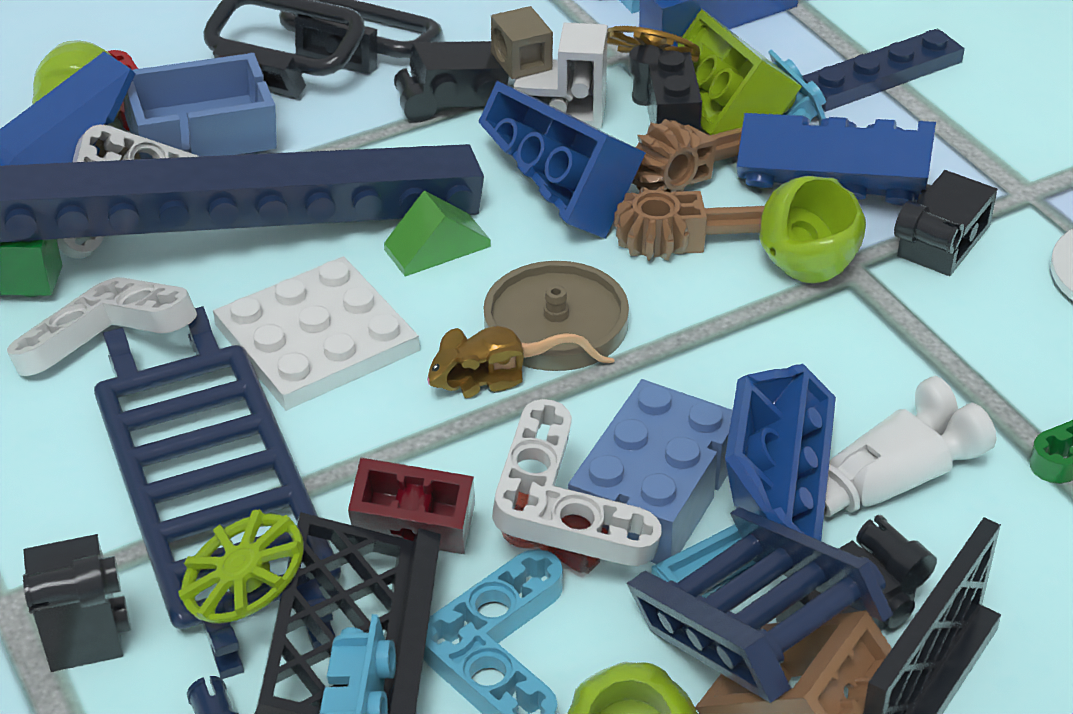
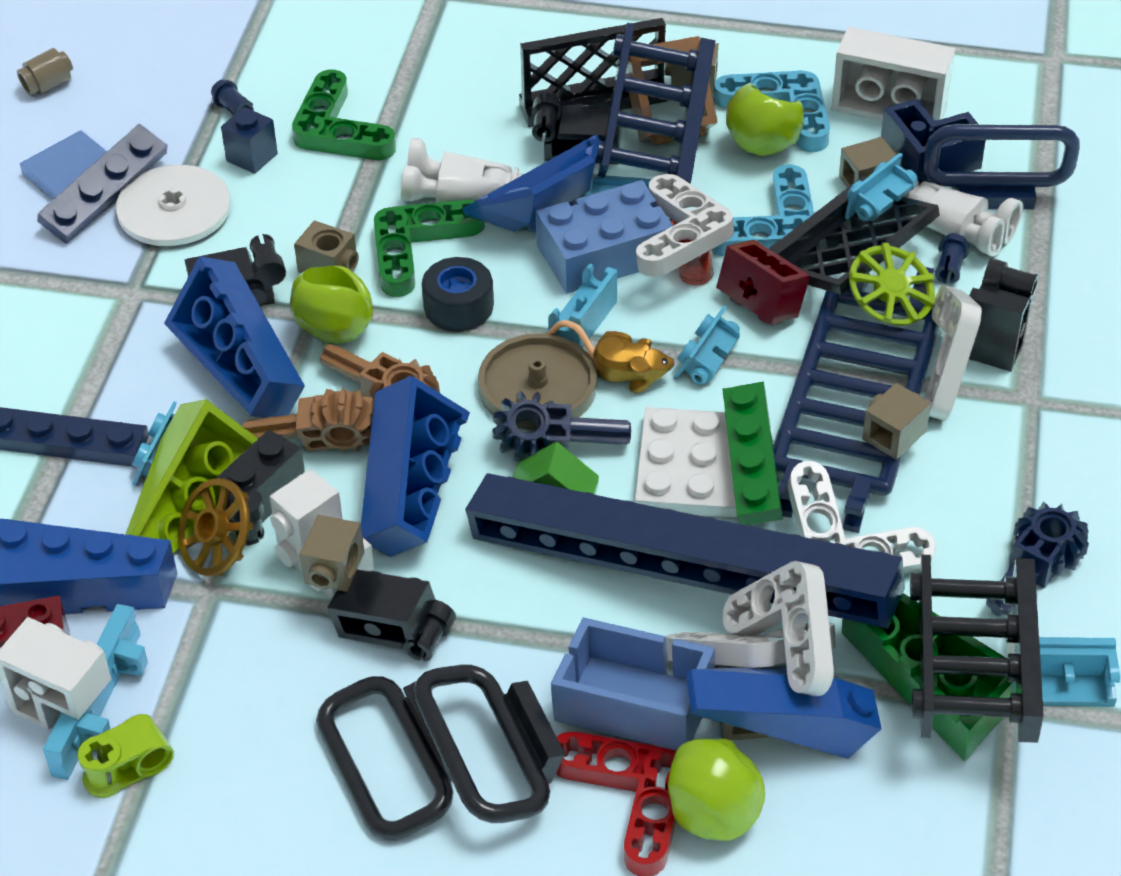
camera: 140 degrees left, 5 degrees up
(63, 127) = (808, 658): none -> white beam
(120, 410) = (896, 420): none -> dark tan brick
(122, 540) = (959, 319): none -> white beam
(258, 321) = (752, 454): none -> green plate
(413, 426) = (698, 357): none -> medium azure hinge
(479, 256) = (553, 426): none -> dark blue gear
(585, 388) = (588, 305): none -> medium azure hinge
(728, 330) = (457, 293): none -> black wheel
(884, 372) = (409, 230): none -> green beam
(905, 294) = (325, 246): none -> dark tan brick

